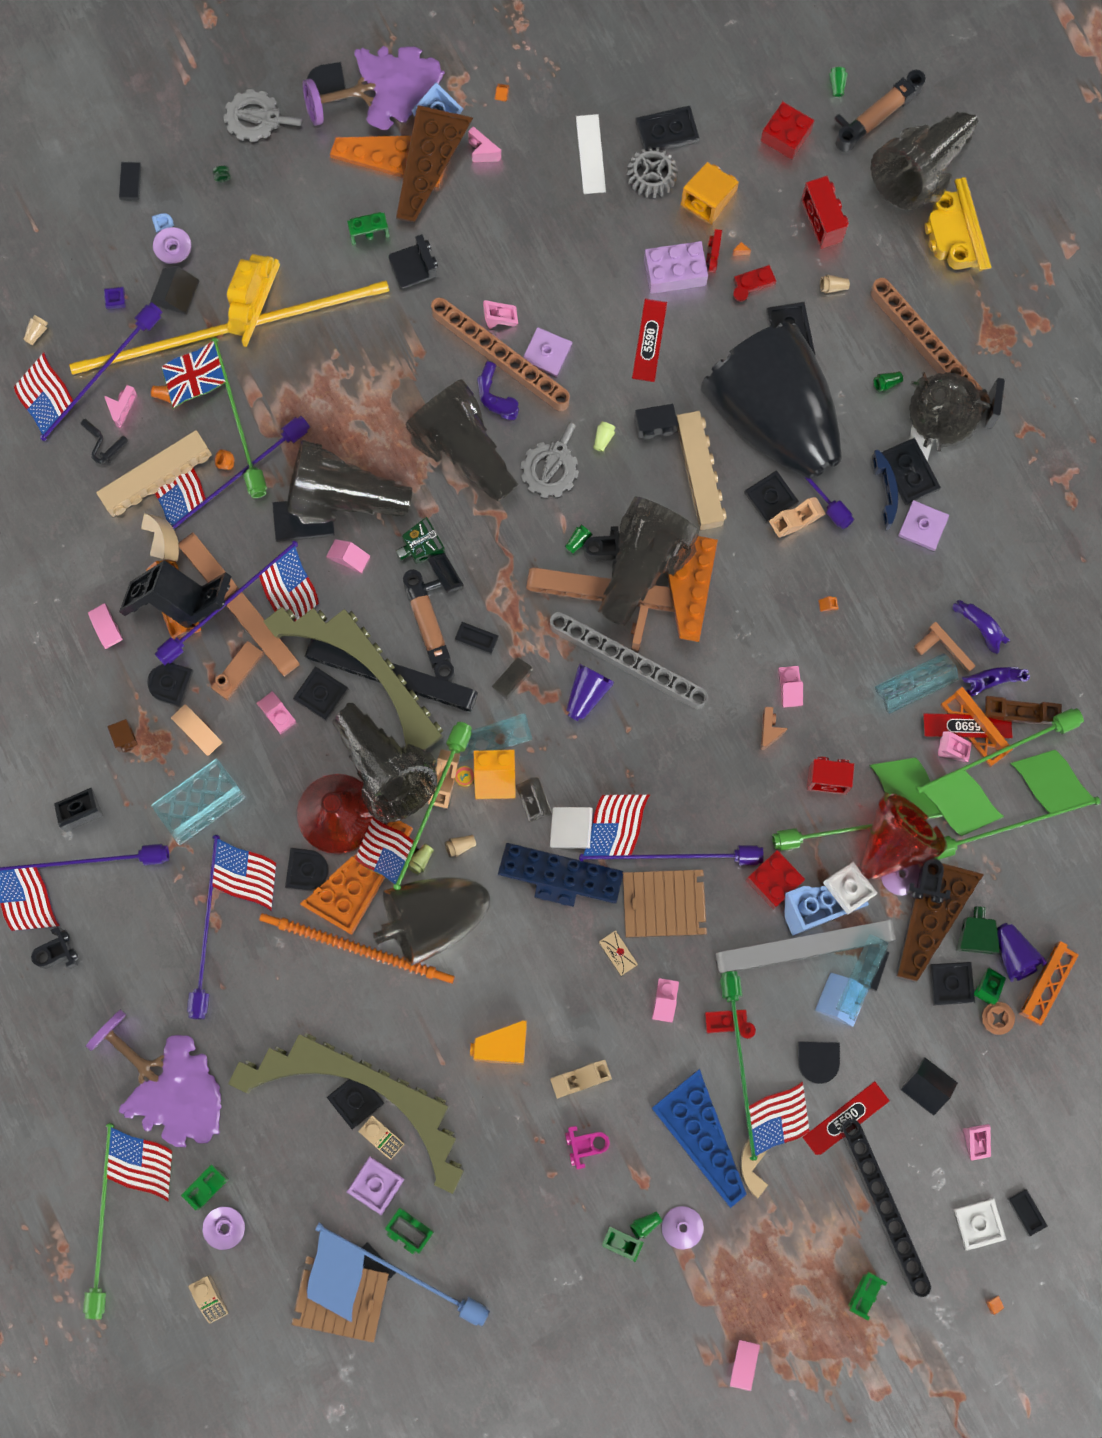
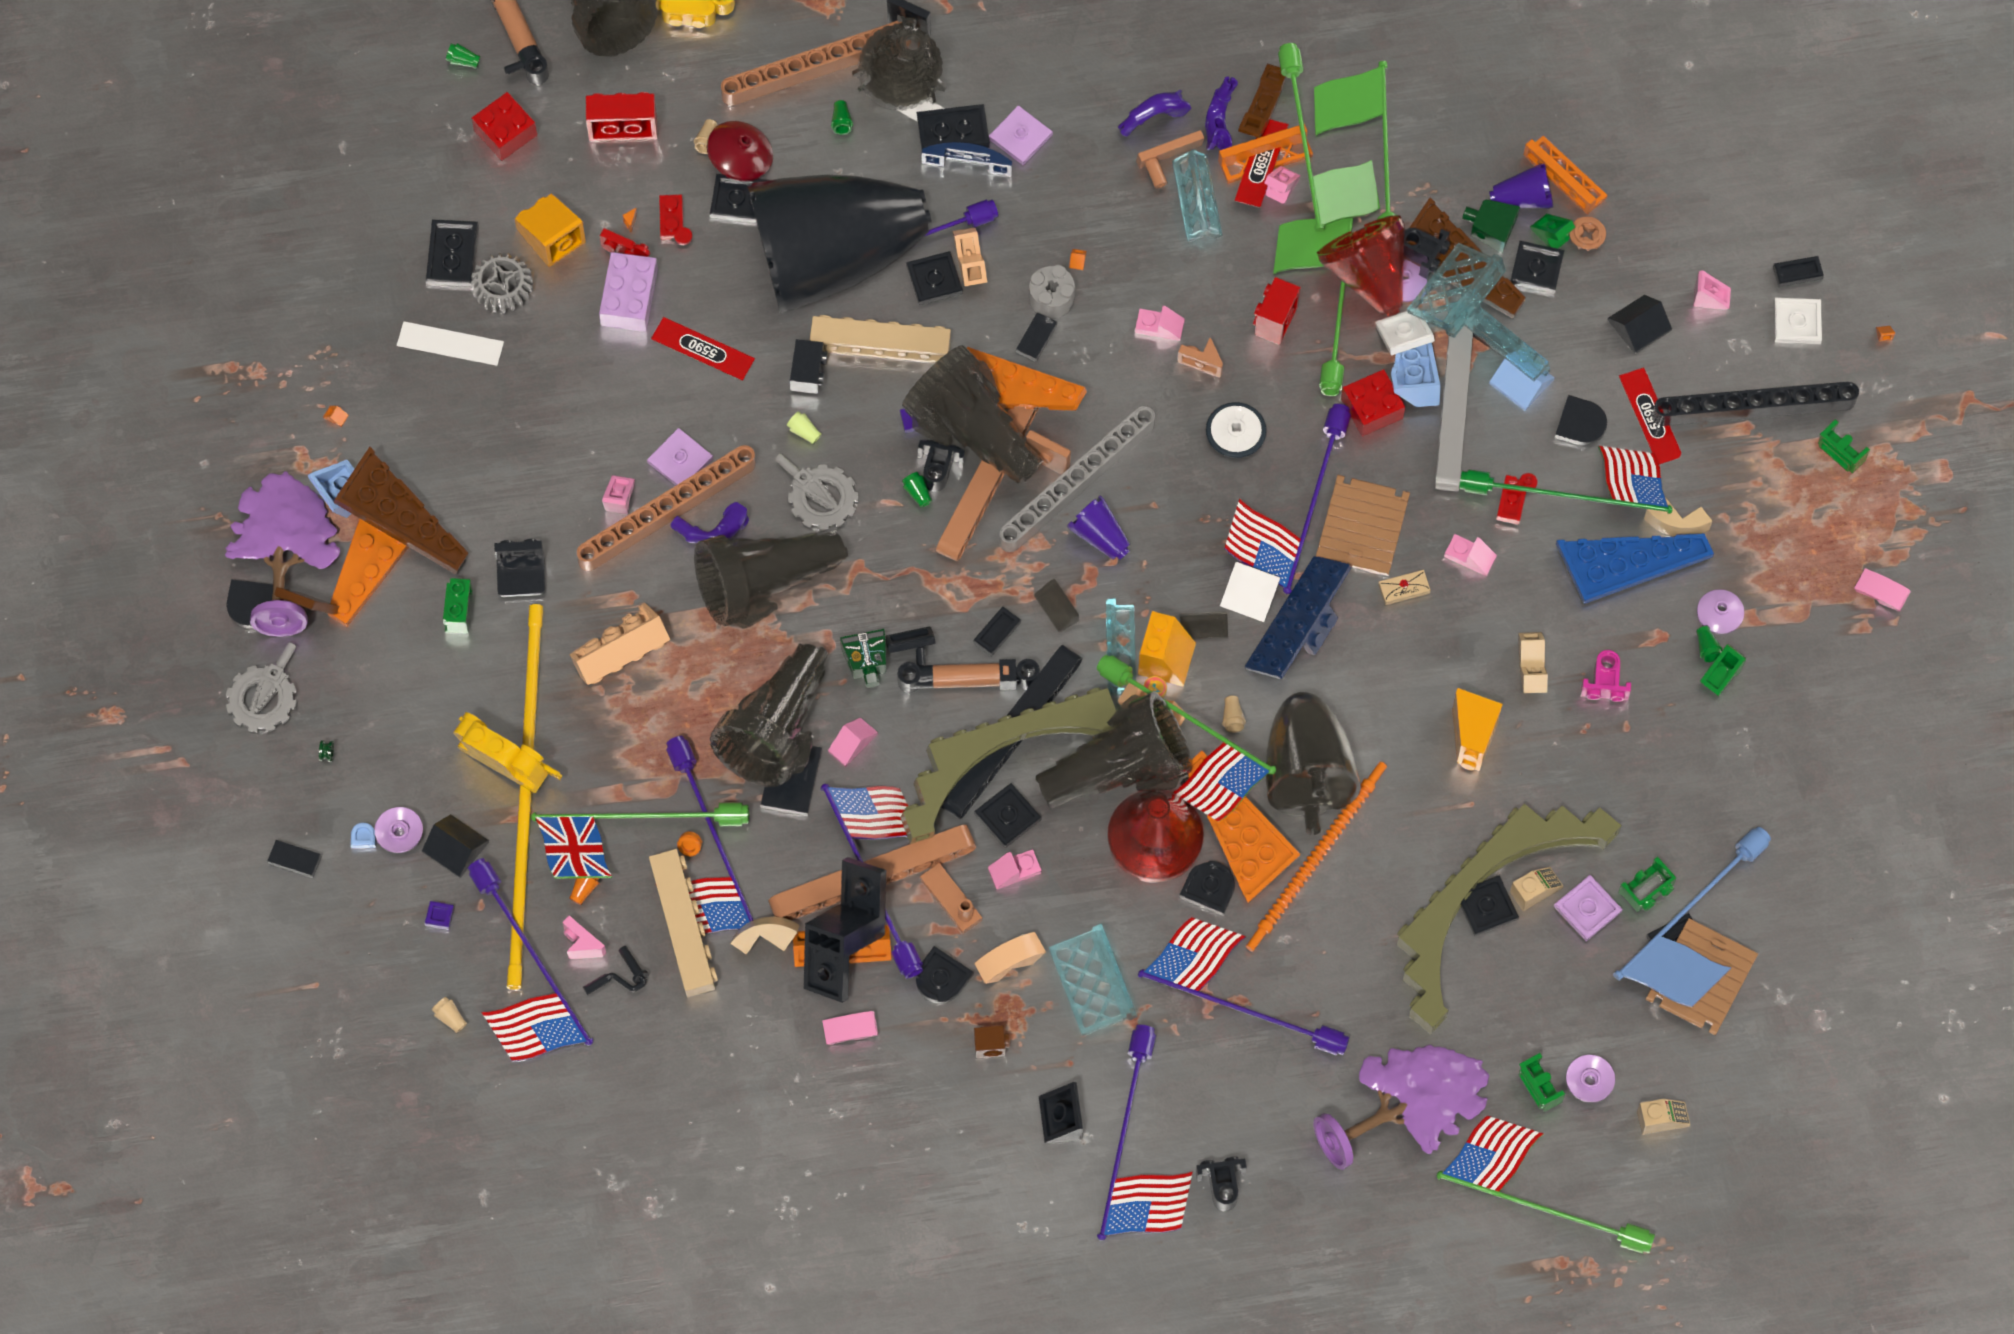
camera: 70 degrees left, 10 degrees down
(333, 116) = (306, 601): none -> reddish brown tile
(372, 355) = (620, 645): none -> light nougat wedge
(485, 149) = (405, 449): bright pink slope -> none
(727, 769) = (1231, 443): none -> white wheel
(745, 592) = (1036, 337): none -> black tile
(790, 580) = (1051, 291): none -> light grey brick
(818, 316) = (736, 158): none -> dark red dish
(897, 935) = (1473, 294): none -> clear light blue fence

